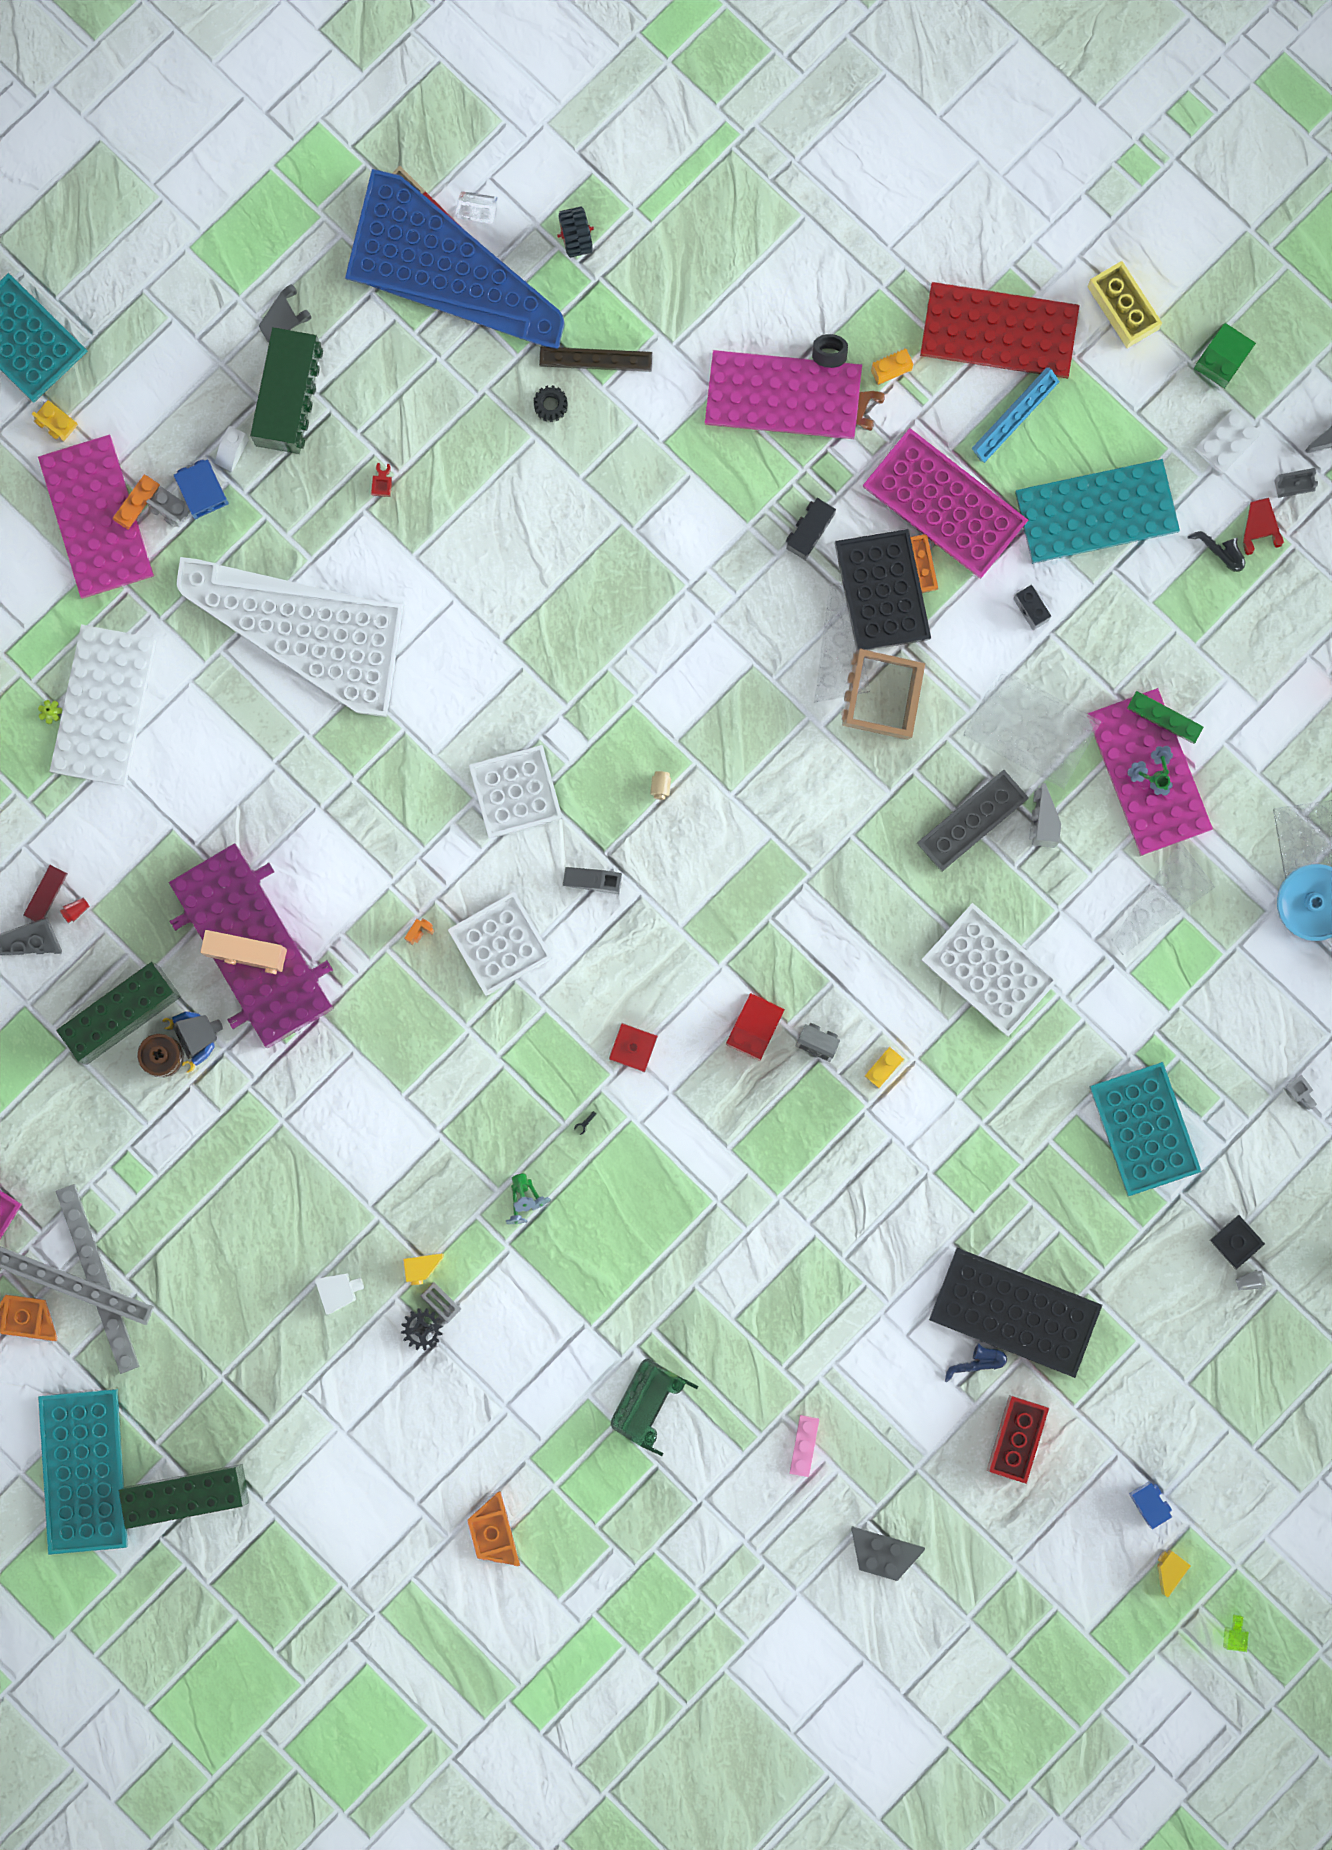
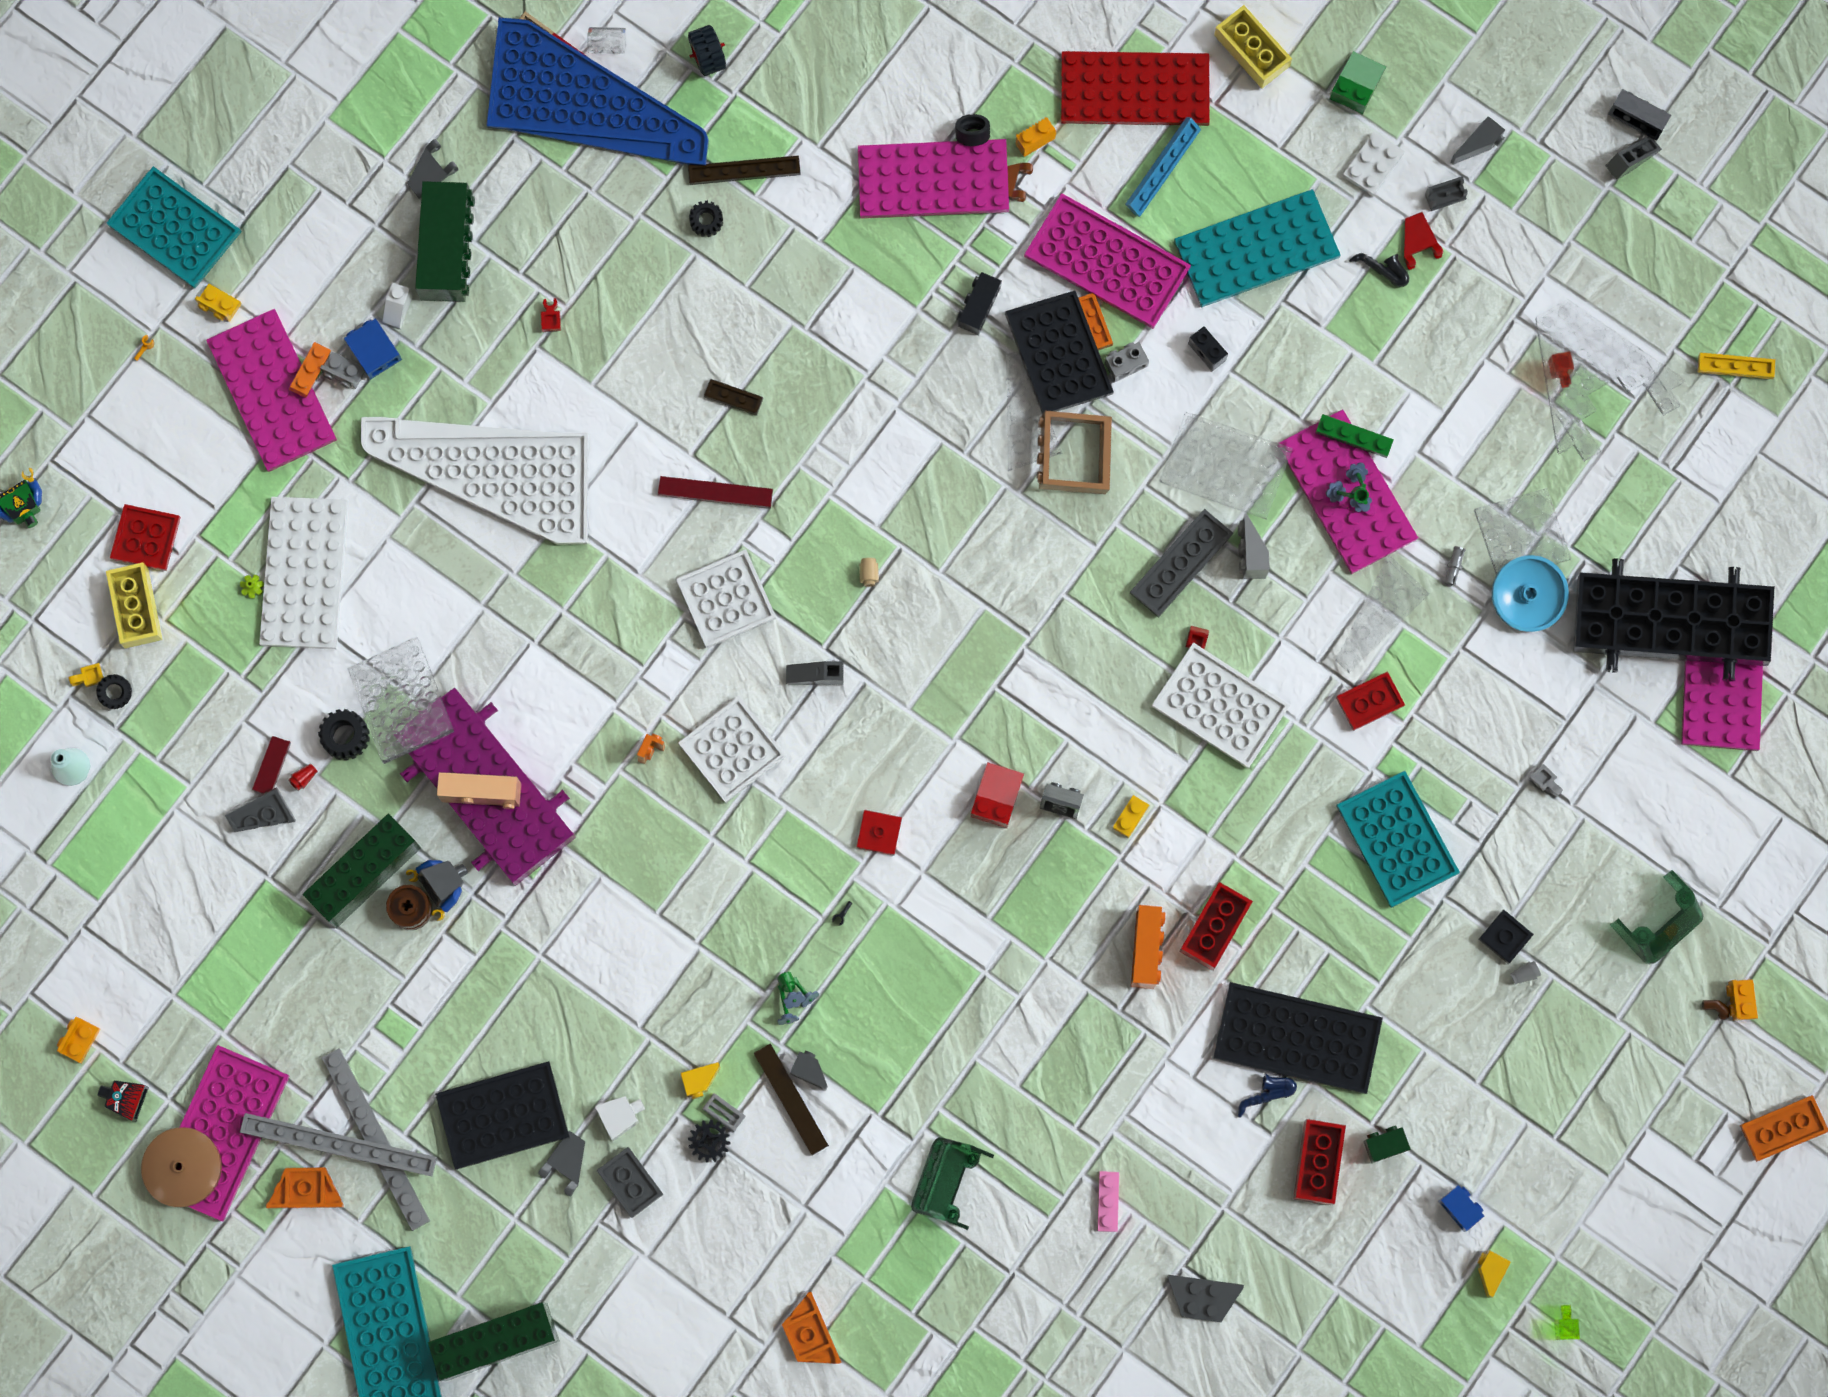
camera: 10 degrees left, 5 degrees down
(109, 862) = (337, 720): none -> black tyre
(179, 848) = (400, 700): none -> clear plate
(223, 1274) = (502, 1115): none -> black plate
(281, 1327) = (567, 1160): none -> dark grey flag
(339, 1358) = (630, 1182): none -> dark grey plate
(508, 1299) = (791, 1099): none -> dark brown tile
(520, 682) = (715, 492): none -> dark red tile
(530, 1273) = (809, 1070): none -> dark grey slope
(552, 588) = (733, 397): none -> dark brown tile
(879, 1201) = (1146, 947): none -> orange brick
(949, 608) = (1127, 361): none -> light grey brick
(951, 1190) = (1216, 926): none -> red brick
(977, 896) = (1198, 636): none -> red slope
(1086, 1431) = (1387, 1144): none -> dark green brick
(1139, 987) = (1370, 701): none -> red plate
(1244, 863) = (1454, 566): none -> light grey pin

